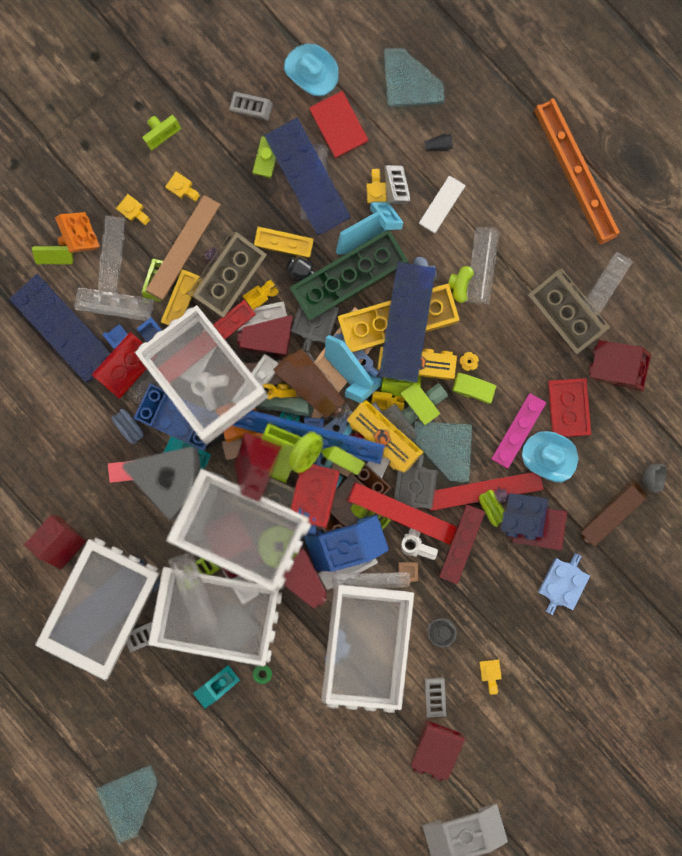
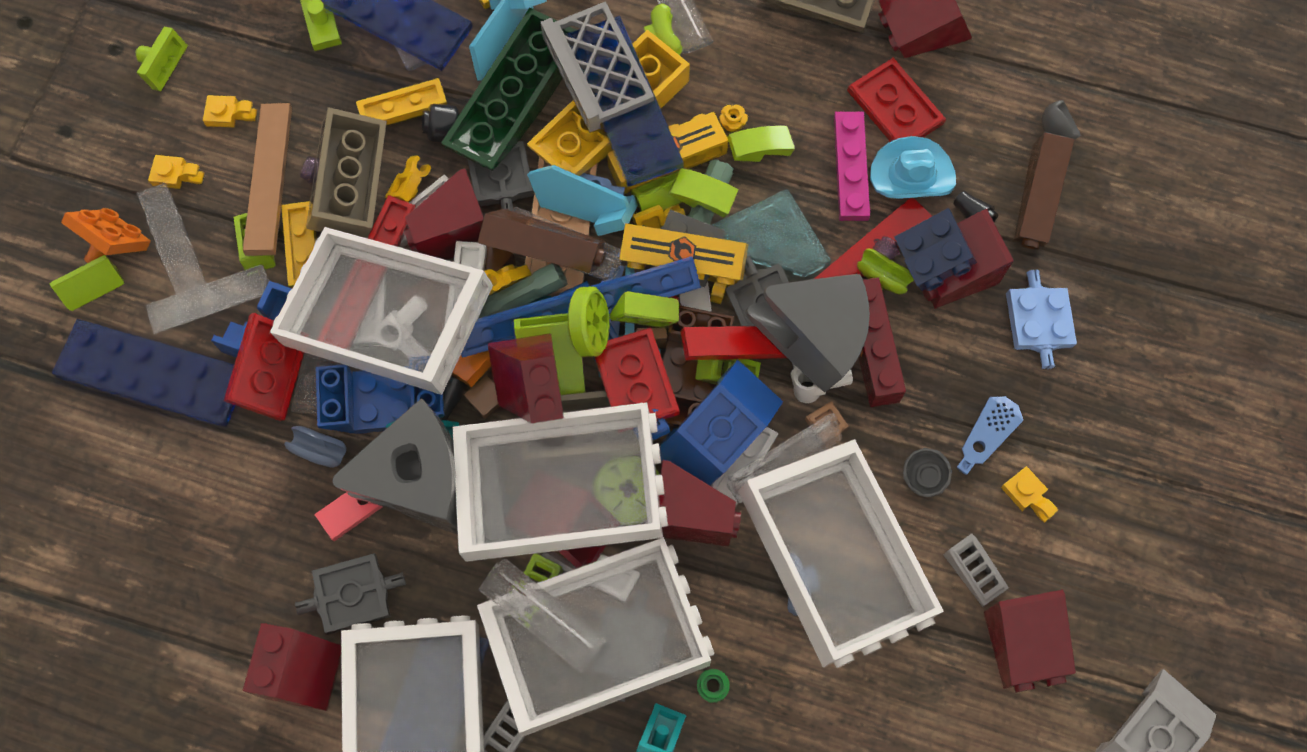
camera: 30 degrees left, 15 degrees down
(104, 517) = (350, 593): none -> dark grey plate
(386, 292) = (577, 80): none -> light grey fence
(431, 523) = (816, 324): none -> dark grey piece
(490, 631) = (986, 434): none -> medium blue piece
(569, 500) = (971, 205): none -> black cone

